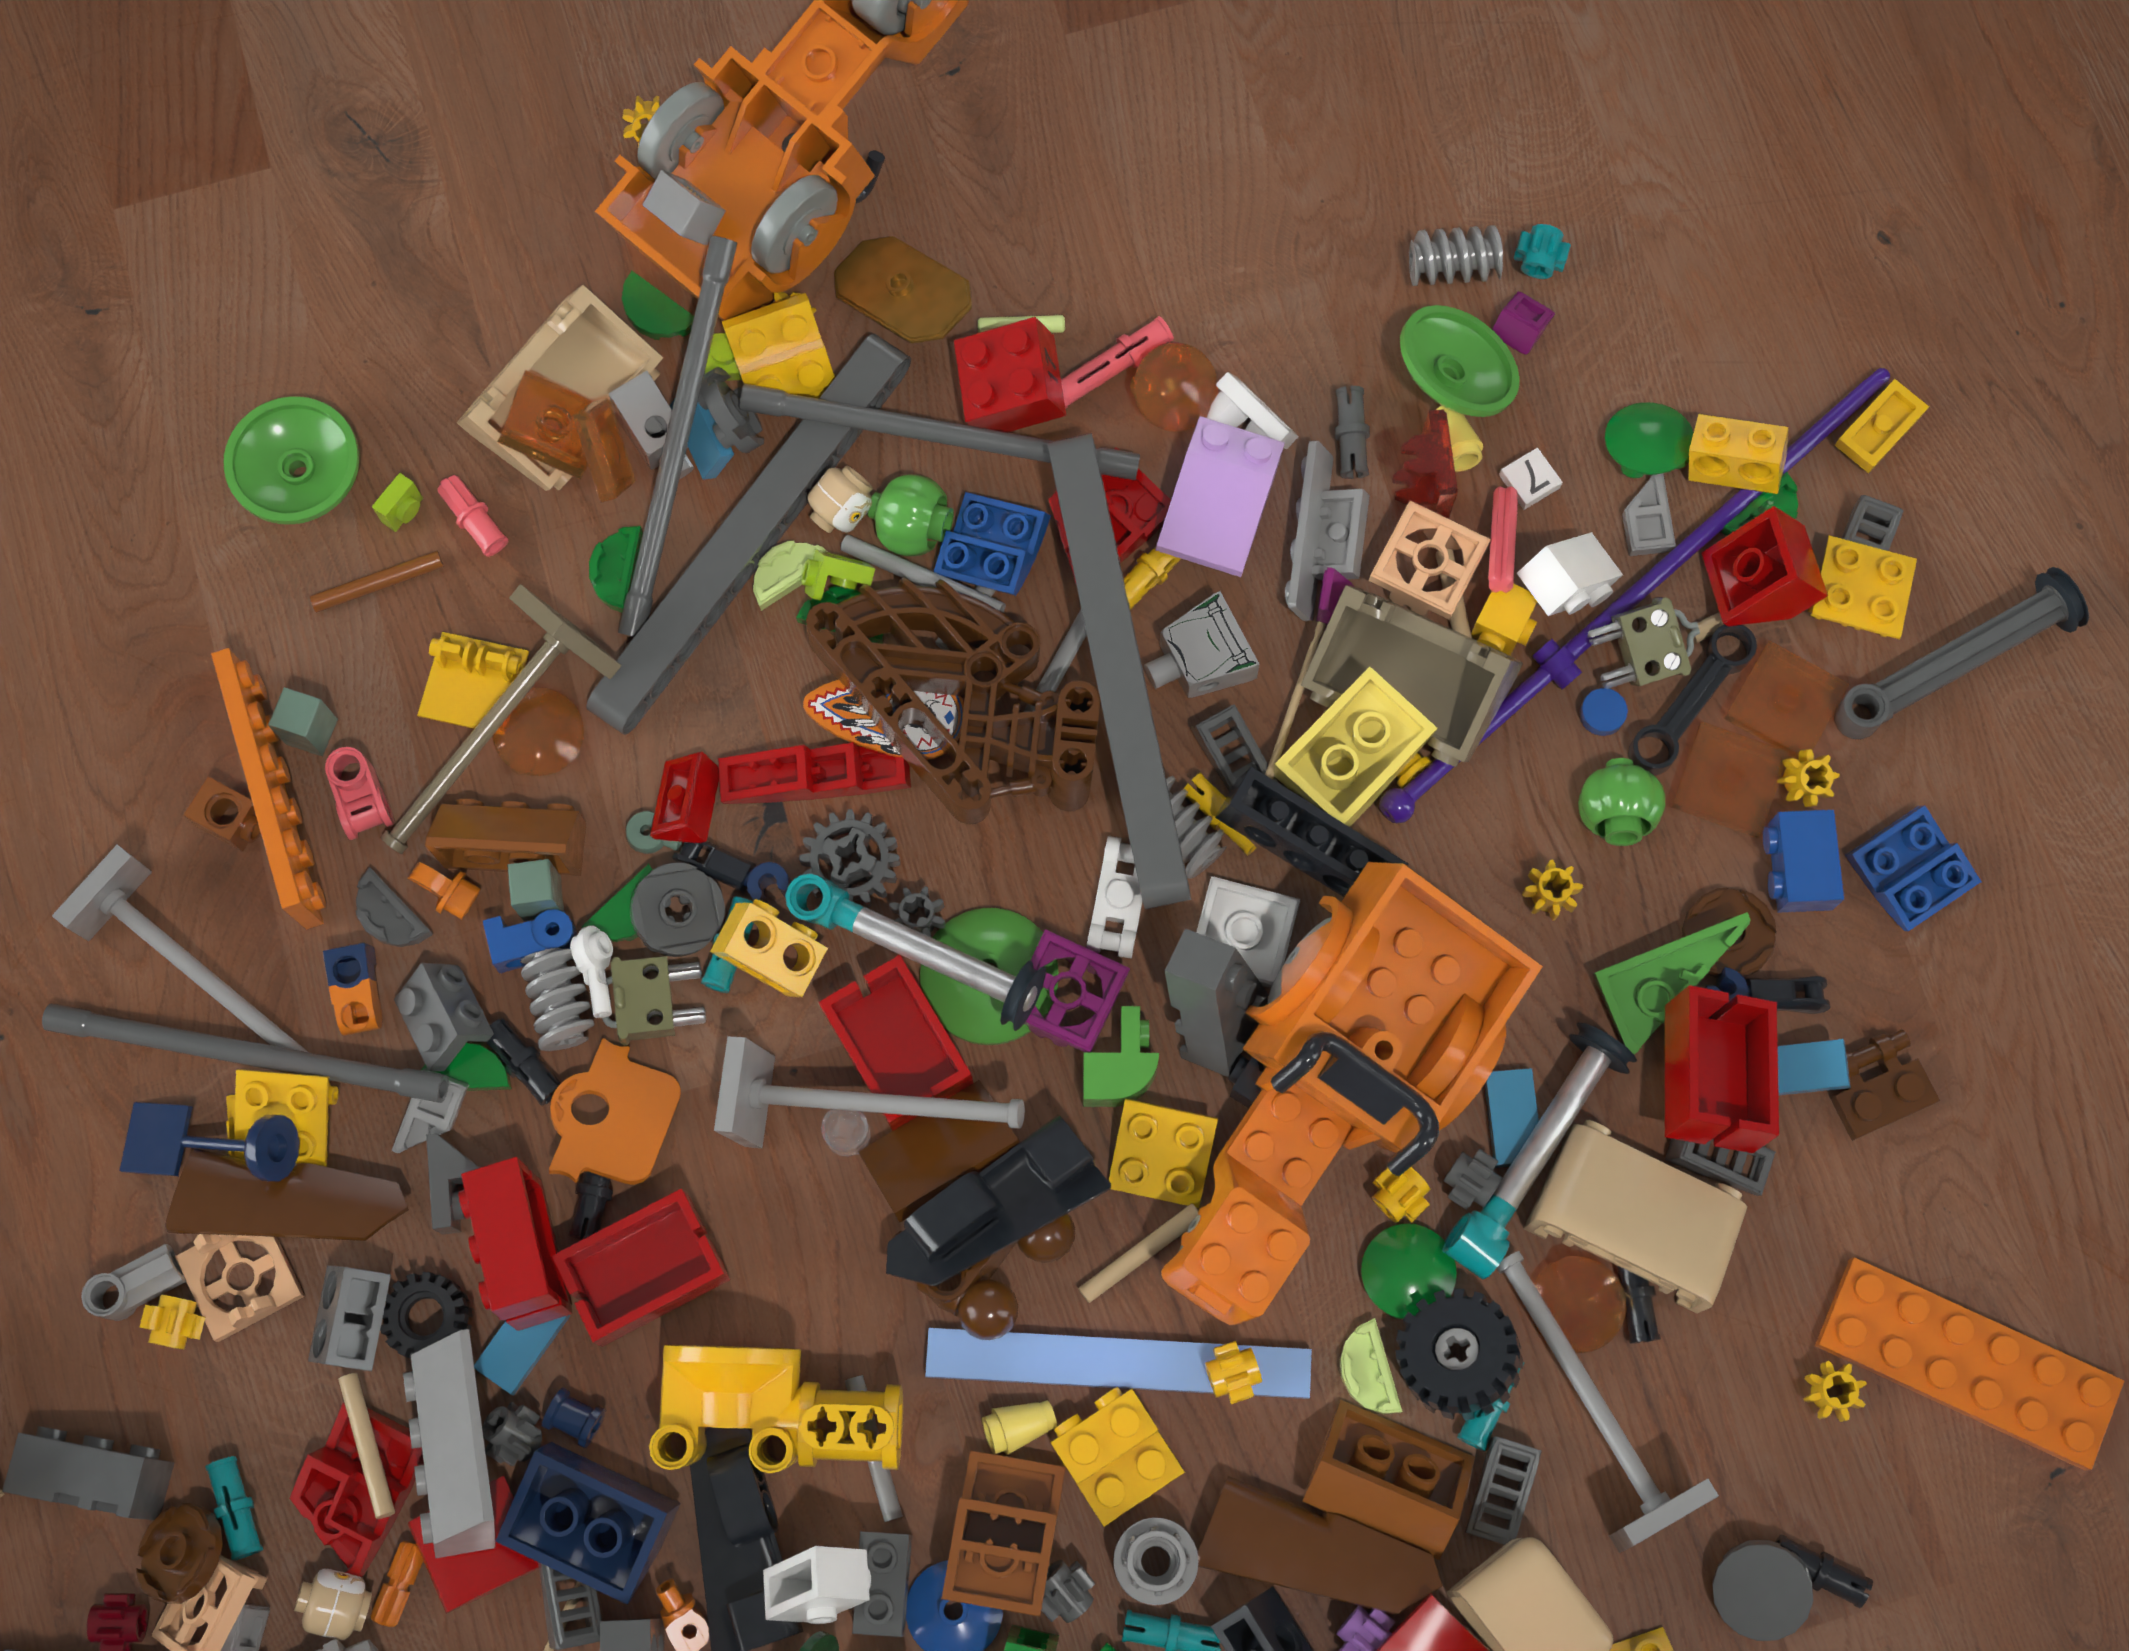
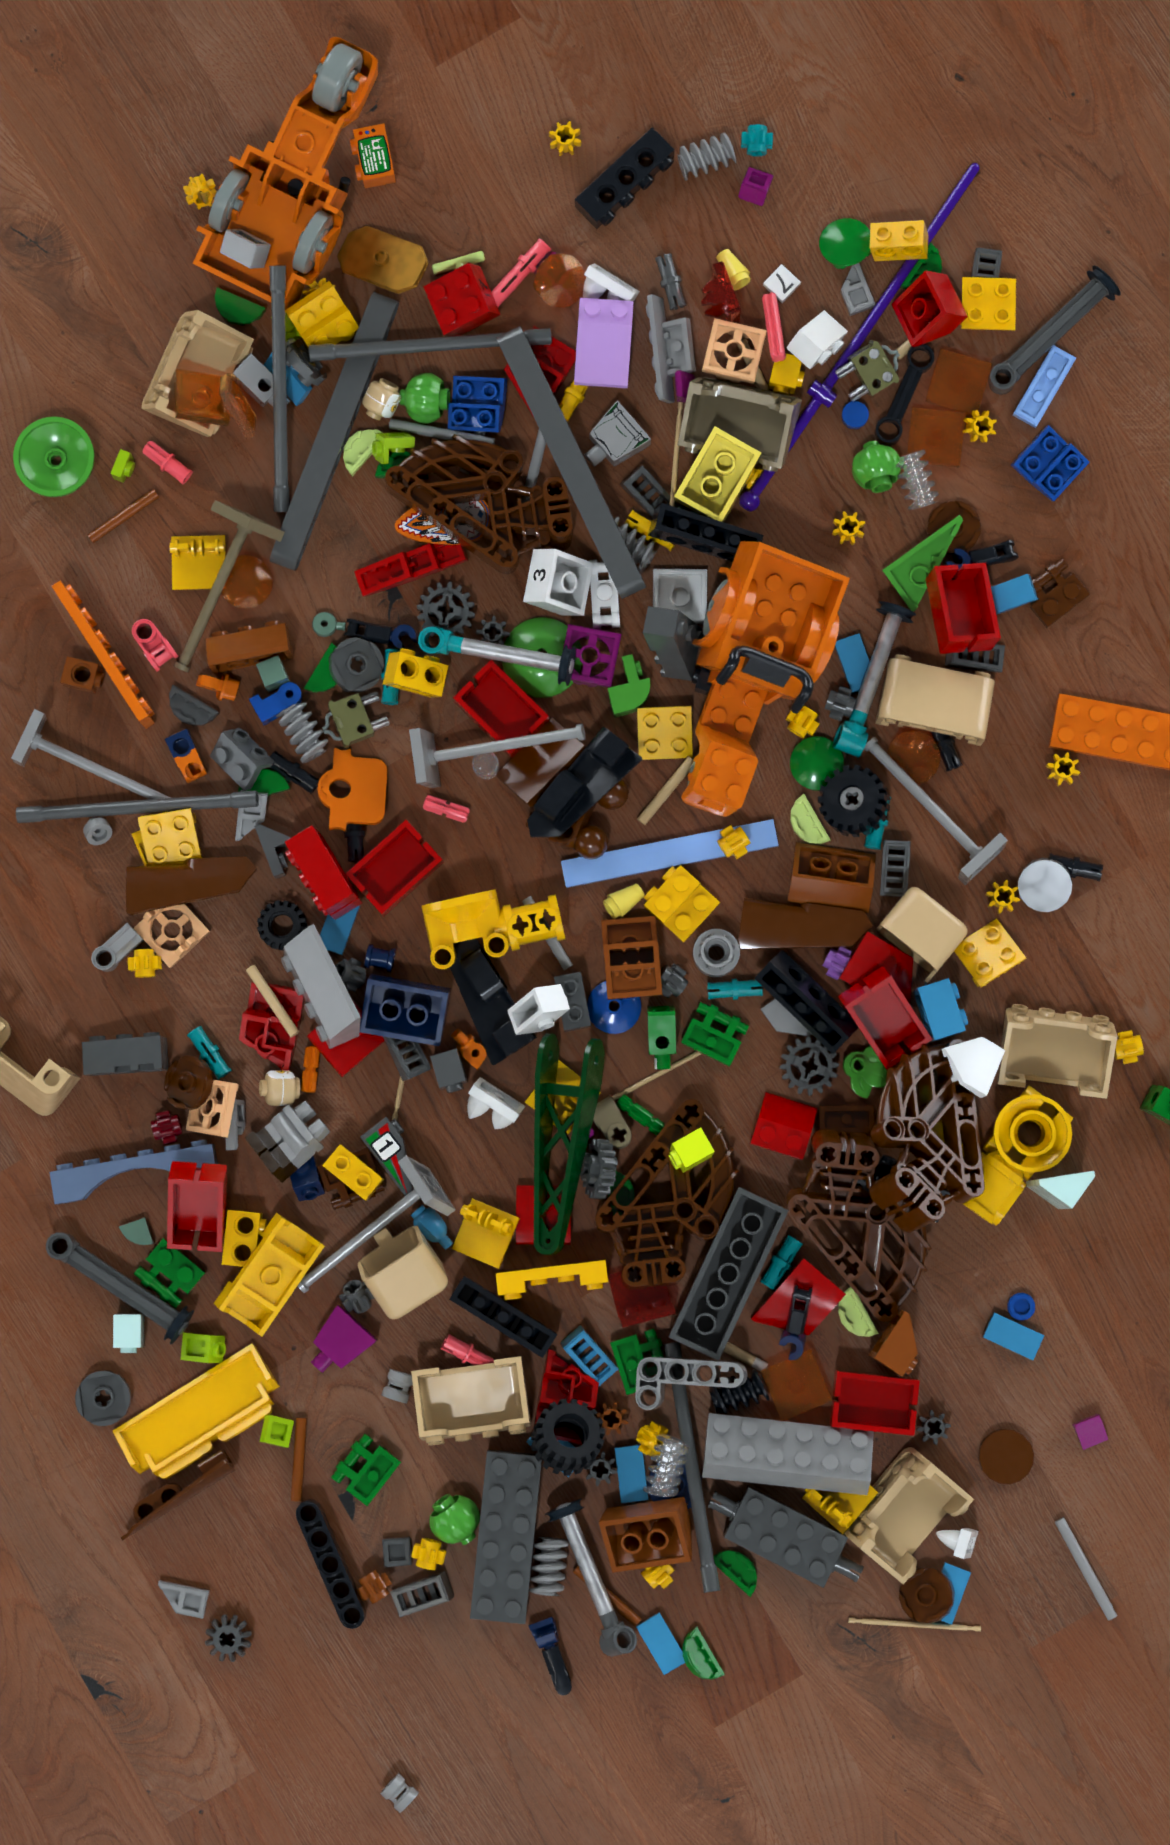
camera: 10 degrees left, 10 degrees up
(160, 1134) = (102, 864): dark blue piece -> none
(168, 1076) = (97, 831): none -> light grey tile
(303, 721) = (110, 610): sand green piece -> none
(349, 1318) = (242, 936): dark grey brick -> none
(592, 955) = (315, 701): white plate -> none
(614, 566) = (259, 472): green tile -> none
(686, 799) = (342, 599): red slope -> none
(769, 1193) = (440, 807): none -> coral piece
(932, 135) = (373, 155): none -> brick
(1046, 856) = (558, 582): none -> white brick
(1238, 179) = (560, 133): none -> yellow gear
(1366, 220) = (649, 146): none -> black brick
(1459, 361) = (723, 223): bright green dish -> none
(1685, 839) = (916, 480): none -> clear piece
(1694, 1600) = (1000, 905): none -> yellow gear
(1804, 861) = (986, 476): blue brick -> none
(1881, 426) = (980, 200): yellow plate -> none
(1927, 742) = (1044, 386): none -> light blue tile

